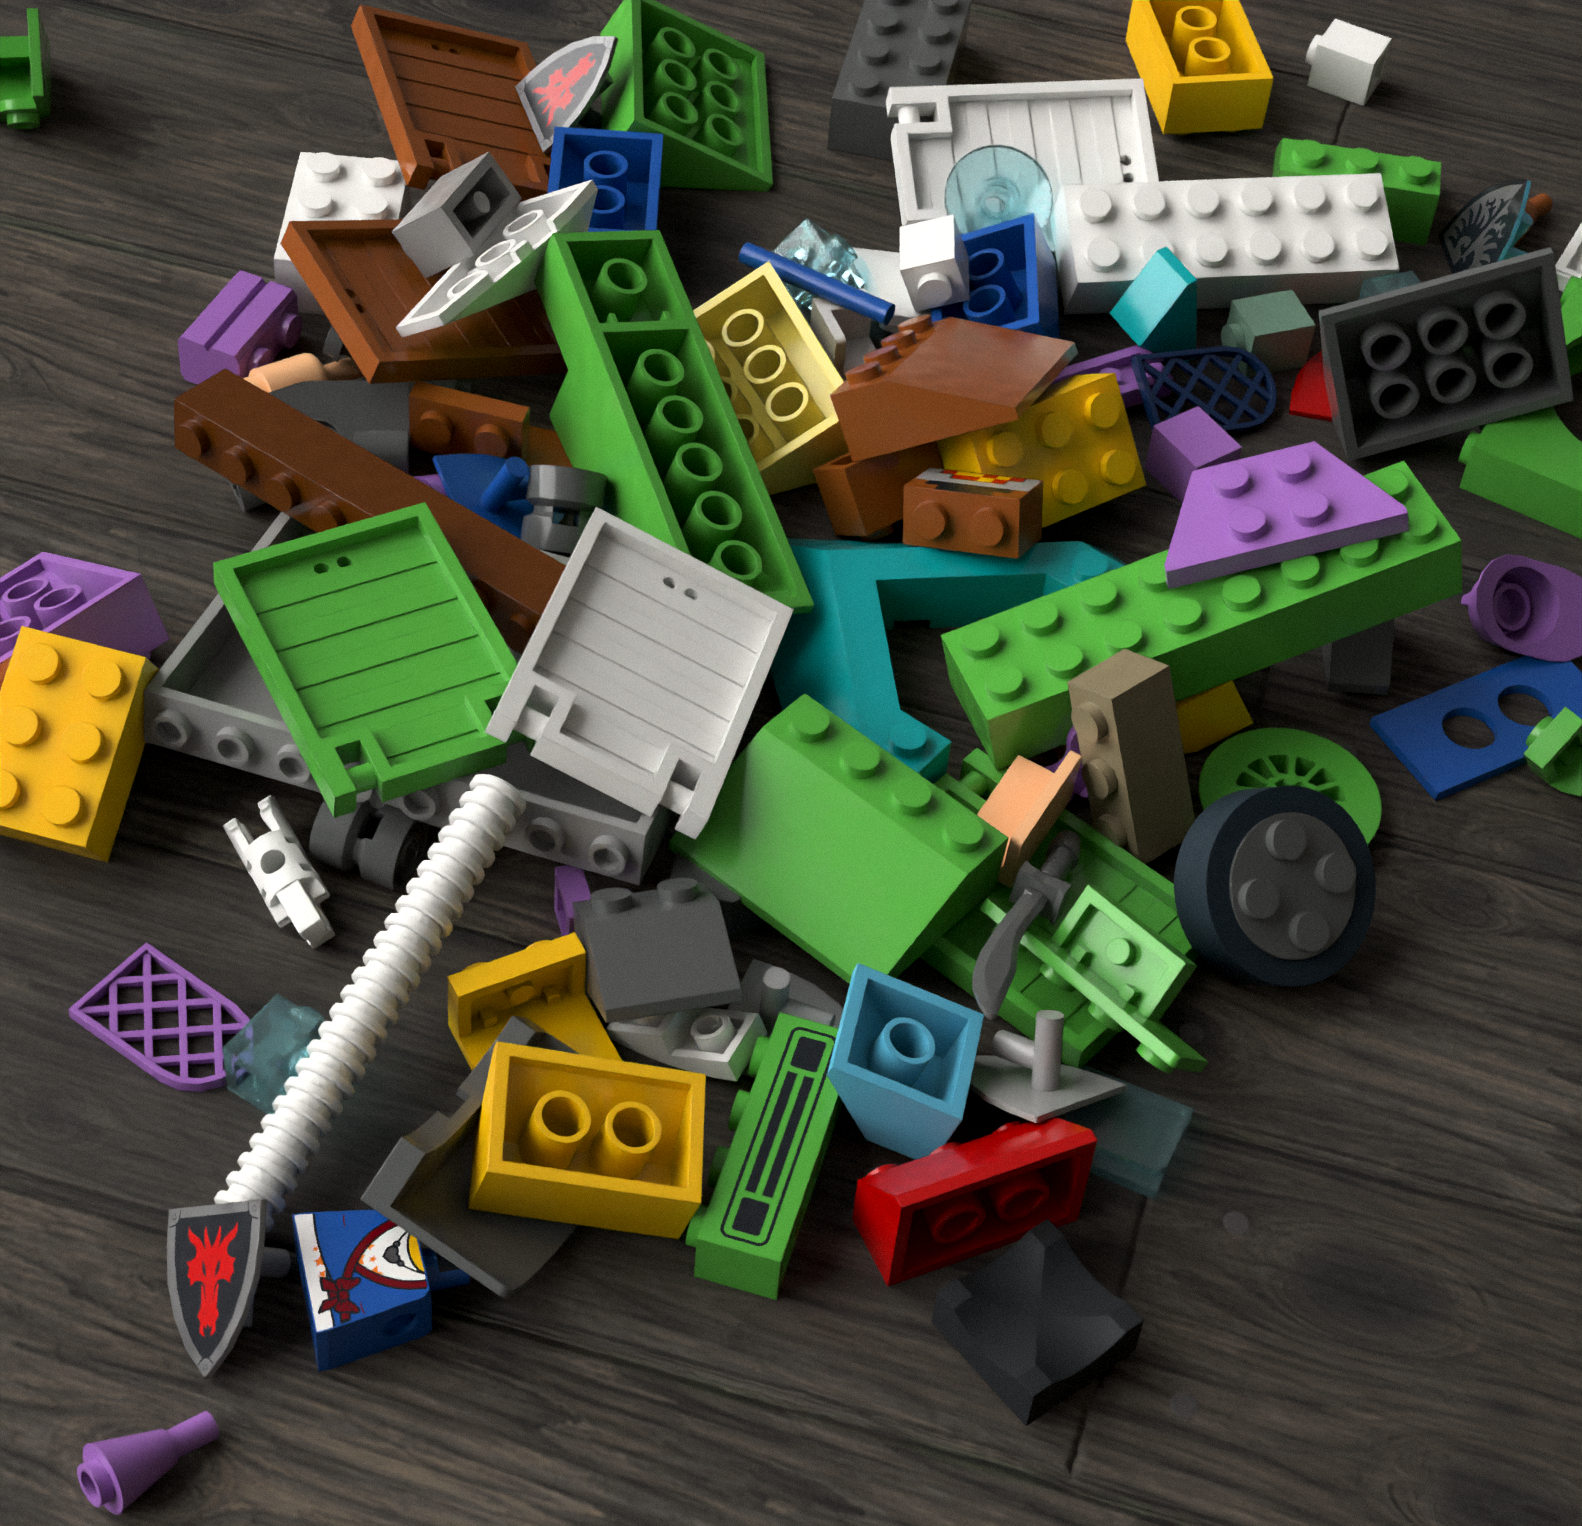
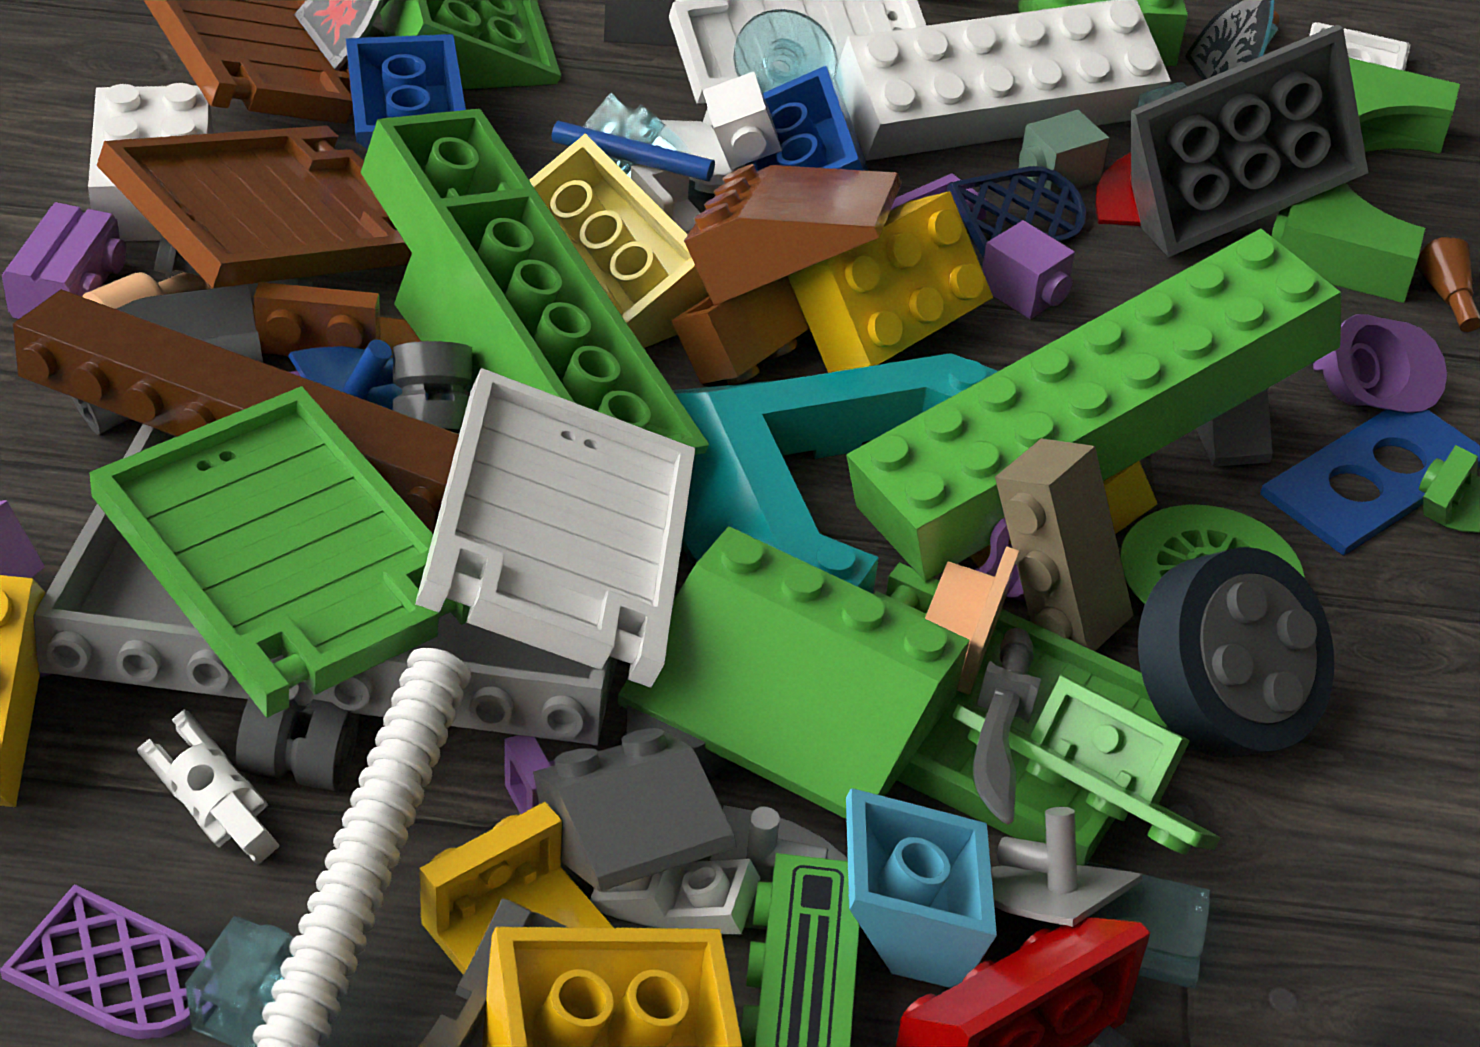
camera: 10 degrees left, 5 degrees down
(457, 215) = (271, 121): light grey brick -> none
(506, 261) = (326, 154): white wedge -> none
(972, 512) = (843, 337): dark orange brick -> none
(1160, 306) = (963, 133): teal slope -> none
(1275, 512) = (1156, 288): medium lavender wing -> none

